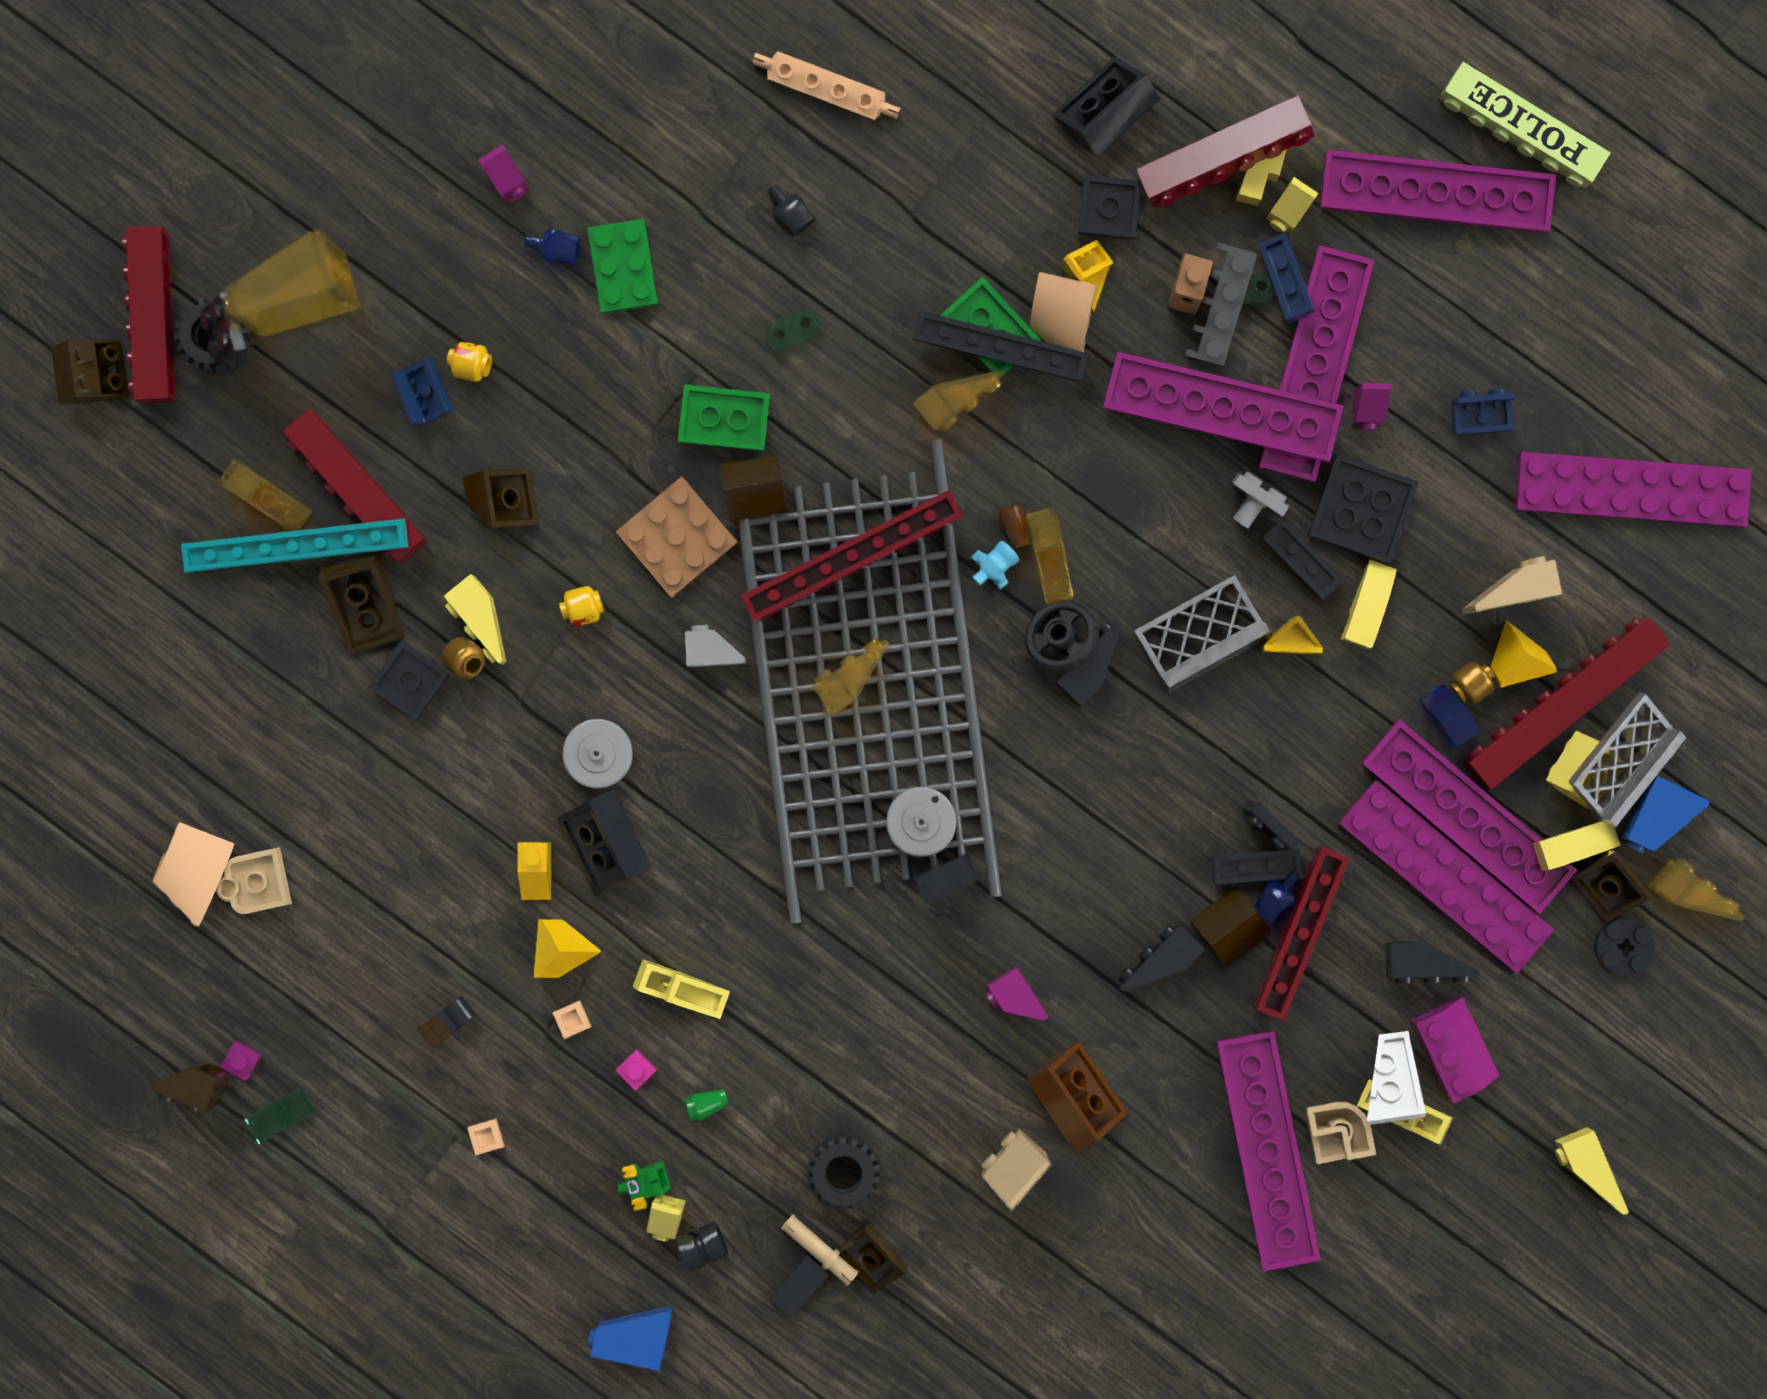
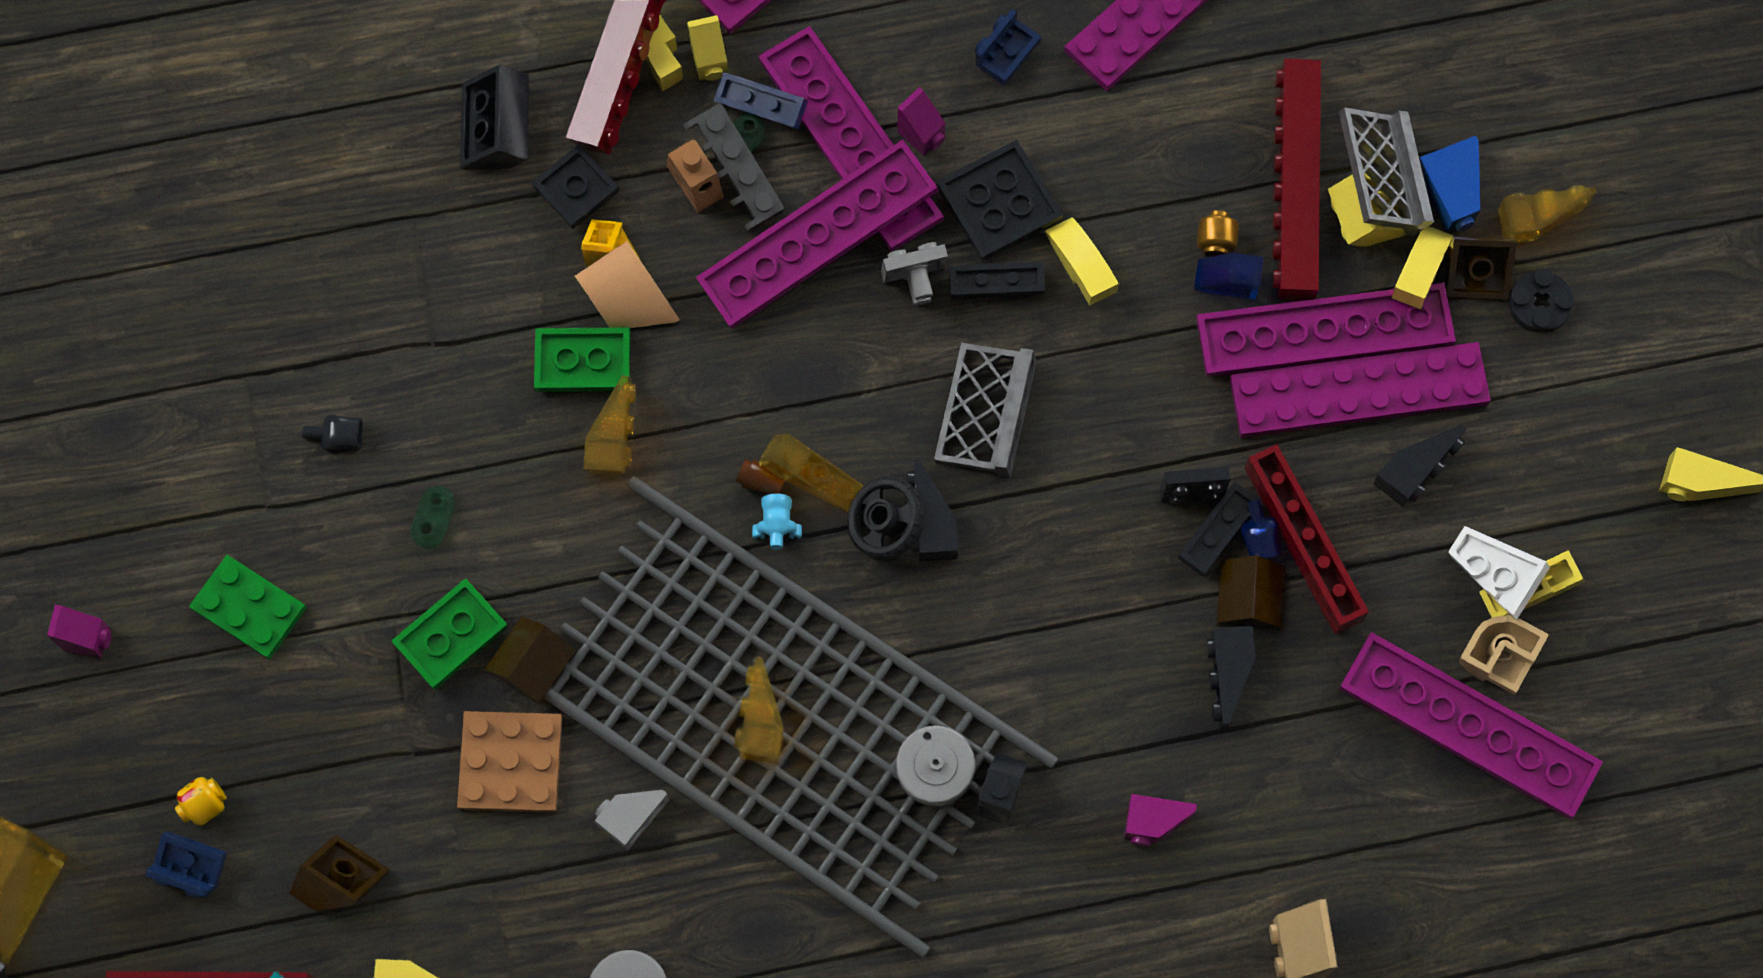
camera: 50 degrees left, 15 degrees down
(556, 246) = (178, 645): clear blue piece -> none
(581, 606) = (492, 891): yellow head -> none
(826, 85) = (265, 318): light nougat plate -> none
(852, 556) = (661, 627): dark red brick -> none
(1000, 346) = (604, 361): black plate -> none
(1077, 1097) = (1287, 844): reddish brown slope -> none
(1293, 638) = (1056, 338): yellow slope -> none
(1455, 1050) = (1513, 504): magenta slope -> none
(1519, 658) = (1229, 185): yellow slope -> none
(1531, 582) = (1177, 121): tan slope -> none

